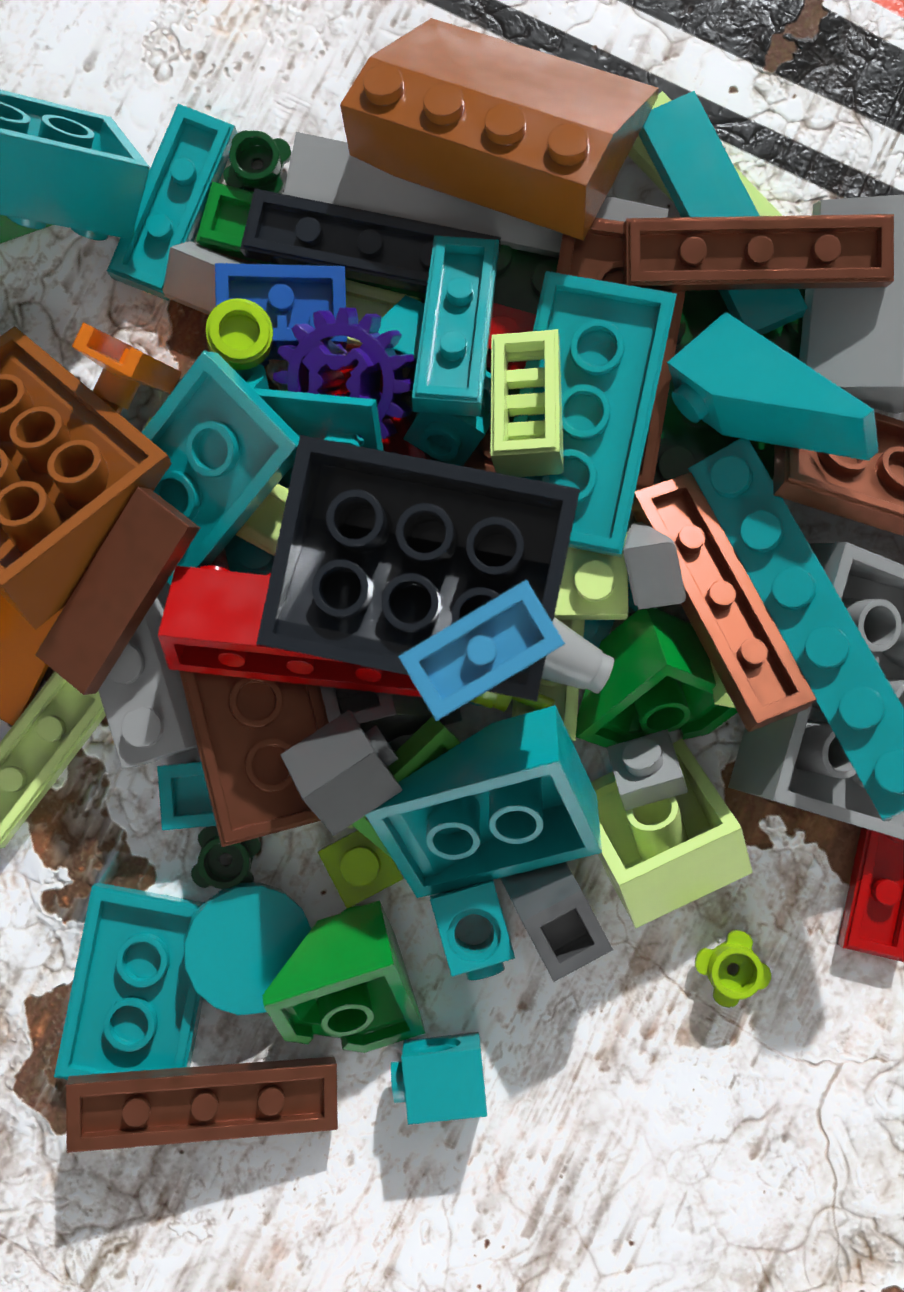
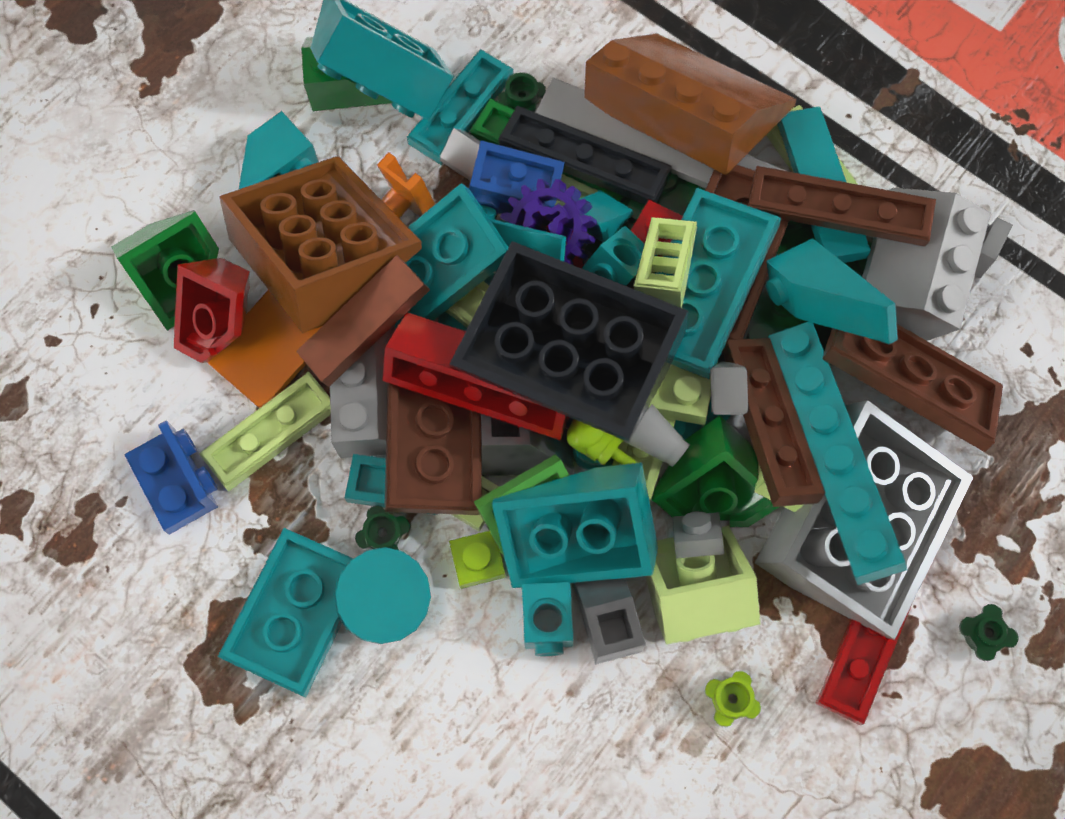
camera: 15 degrees right, 15 degrees down
(200, 1103) = (320, 695): copper plate -> none
(240, 333) = (487, 183): lime tile -> none
(343, 771) = (485, 470): dark grey brick -> none
(346, 984) = (446, 638): green slope -> none
(440, 1078) = (497, 722): teal brick -> none
(456, 326) = (629, 207): teal tile -> none
(481, 650) = (599, 393): dark azure plate -> none

